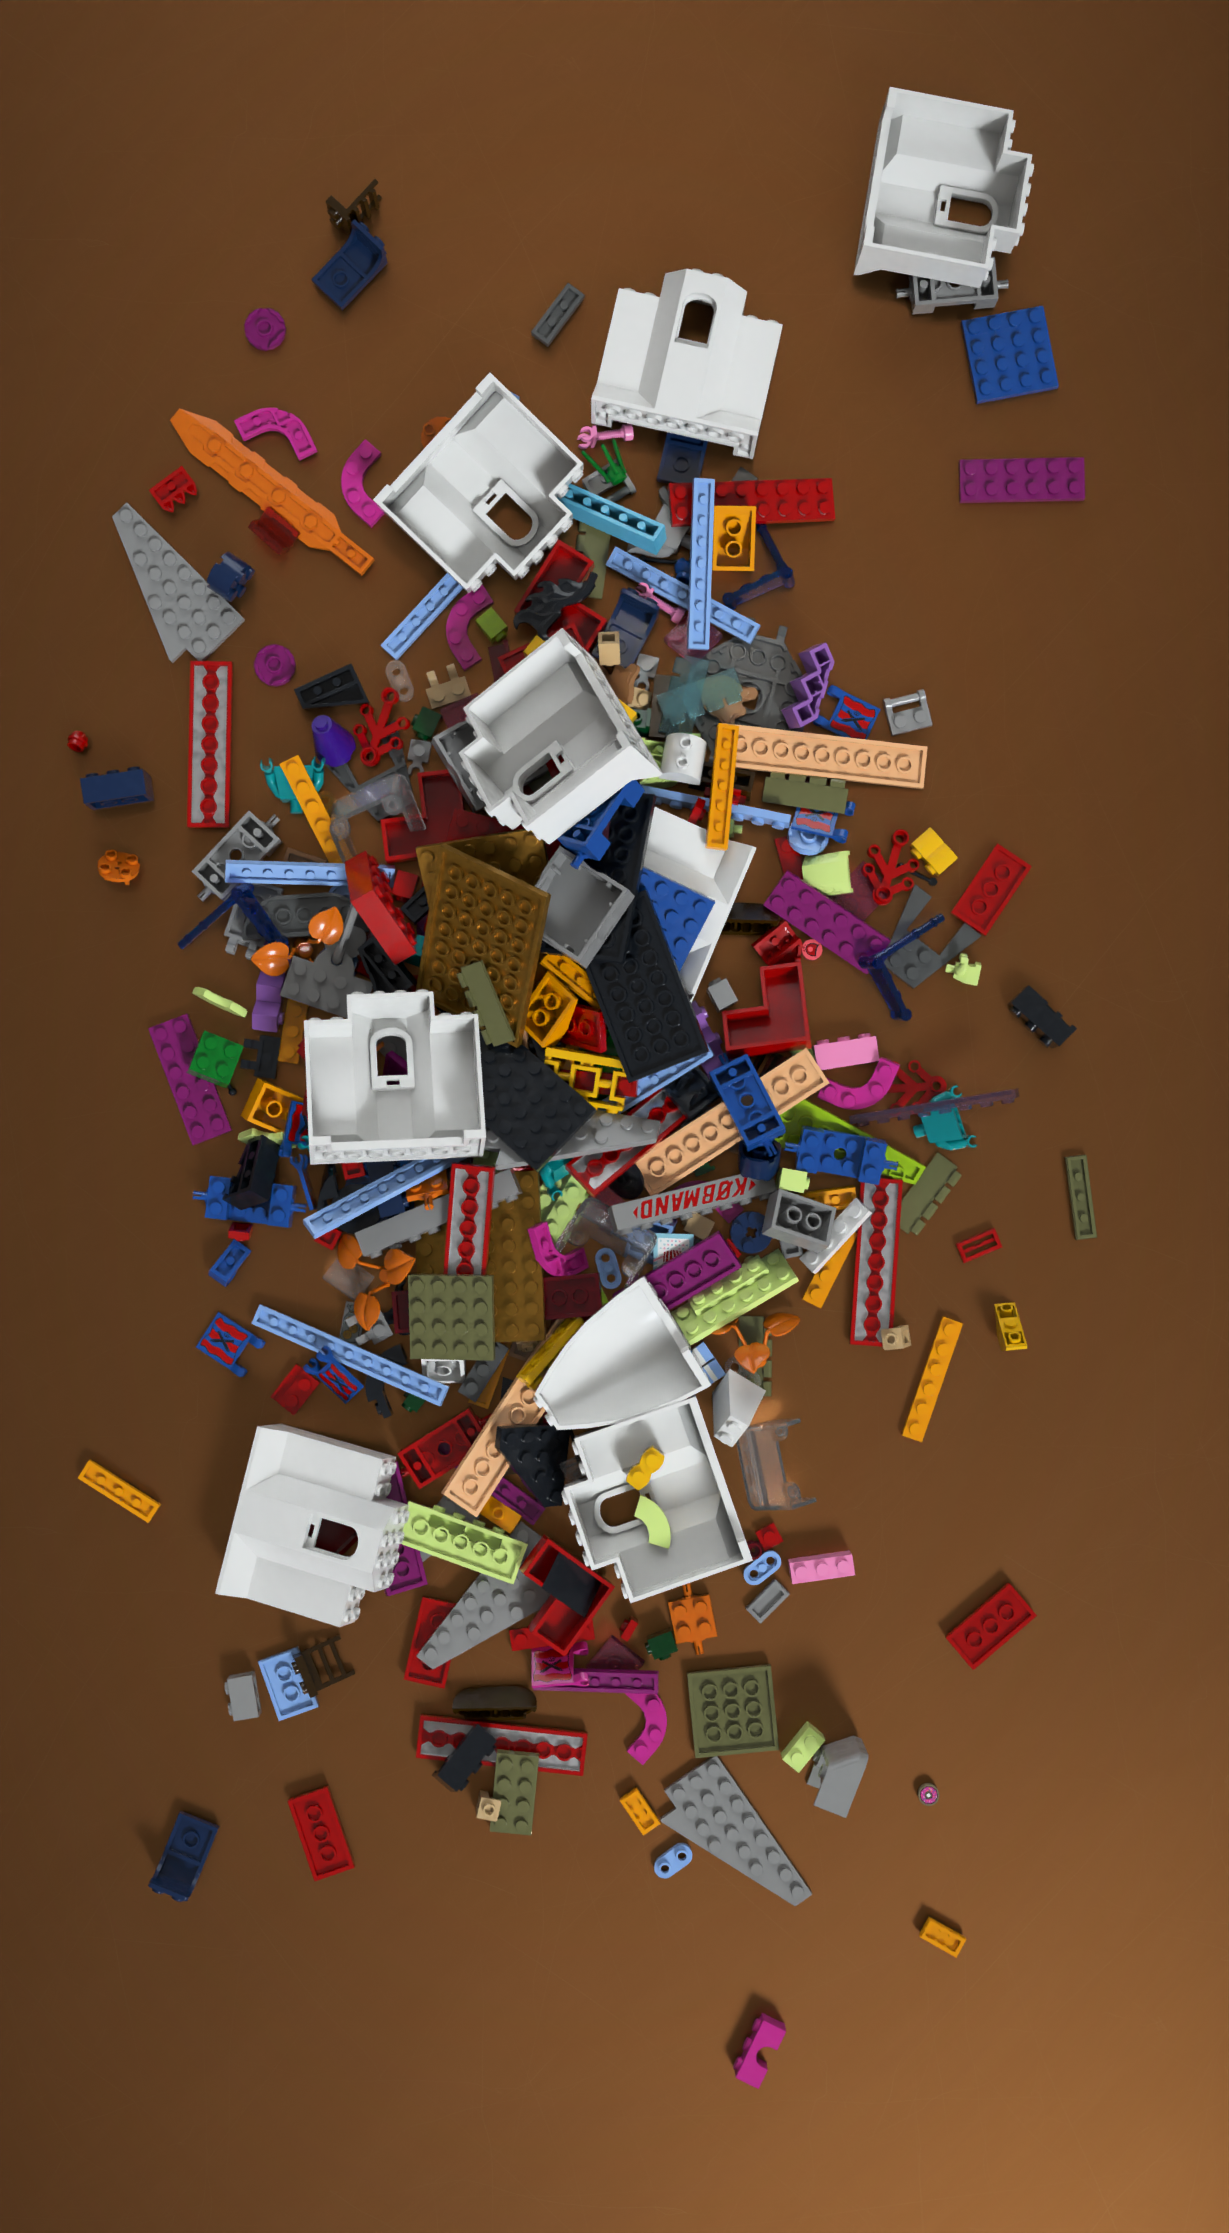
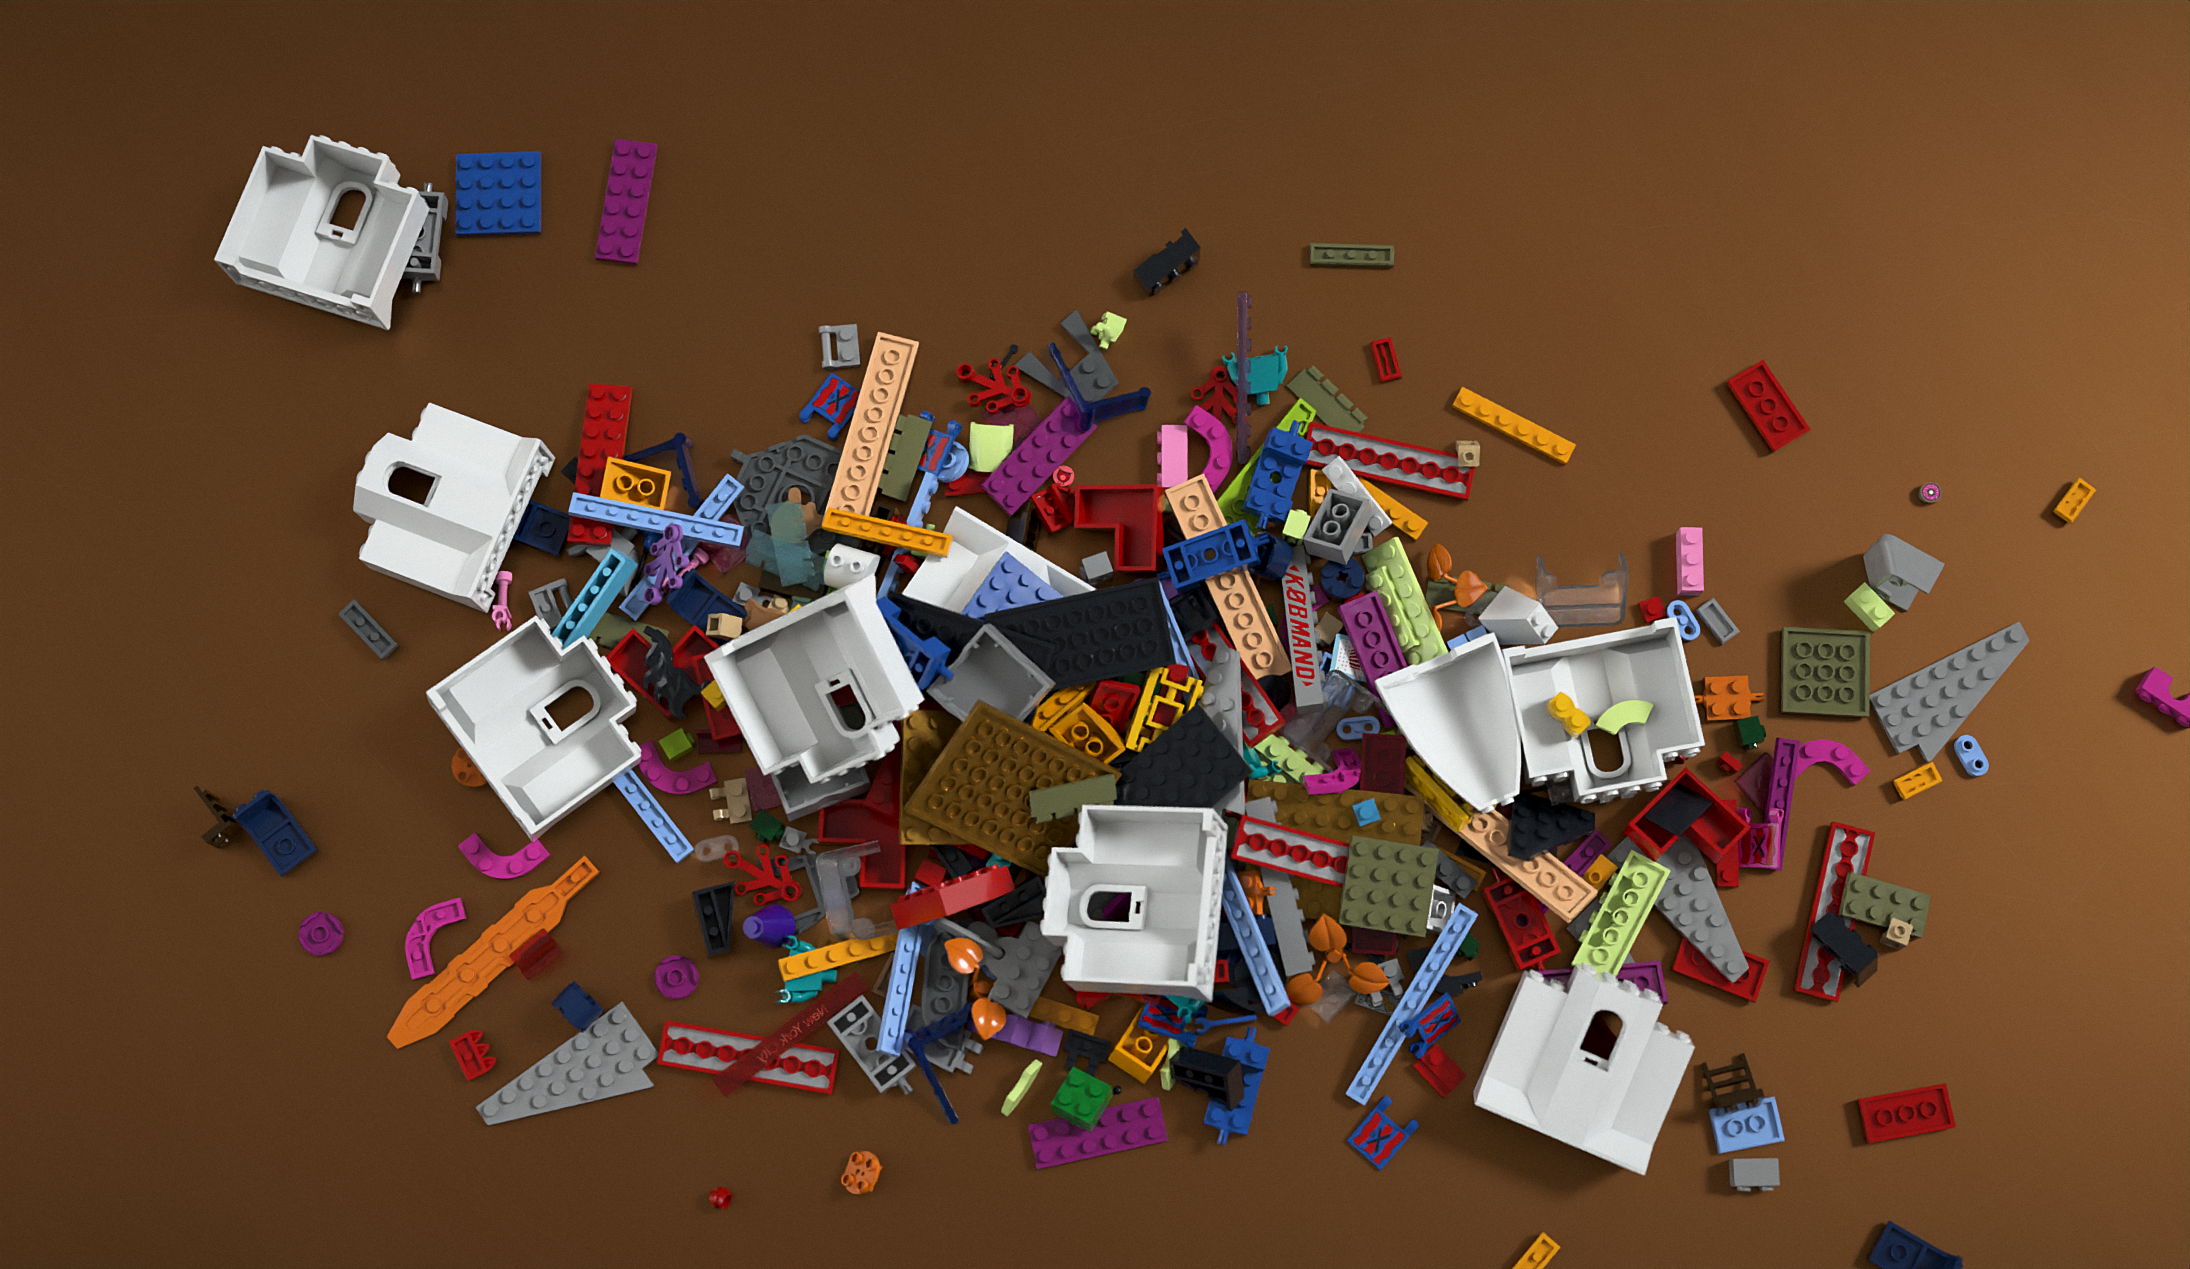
camera: 80 degrees left, 10 degrees down
(116, 788) = (778, 1160): dark blue brick -> none
(229, 1263) = (1298, 1119): blue plate -> none
(235, 779) = (790, 1034): none -> clear red tile
(240, 1231) = (1266, 1102): red plate -> none
(494, 1703) = (1791, 911): dark brown brick -> none
(520, 1286) = (1366, 812): none -> dark azure plate
(616, 473) = (543, 593): green plant -> none
(657, 579) = (671, 540): none -> medium lavender plant
(809, 687) = (798, 433): medium lavender brick -> none
(933, 852) = (985, 342): yellow brick -> none
(991, 889) = (1031, 293): red plate -> none
(1009, 1327) = (1473, 341): yellow slope -> none

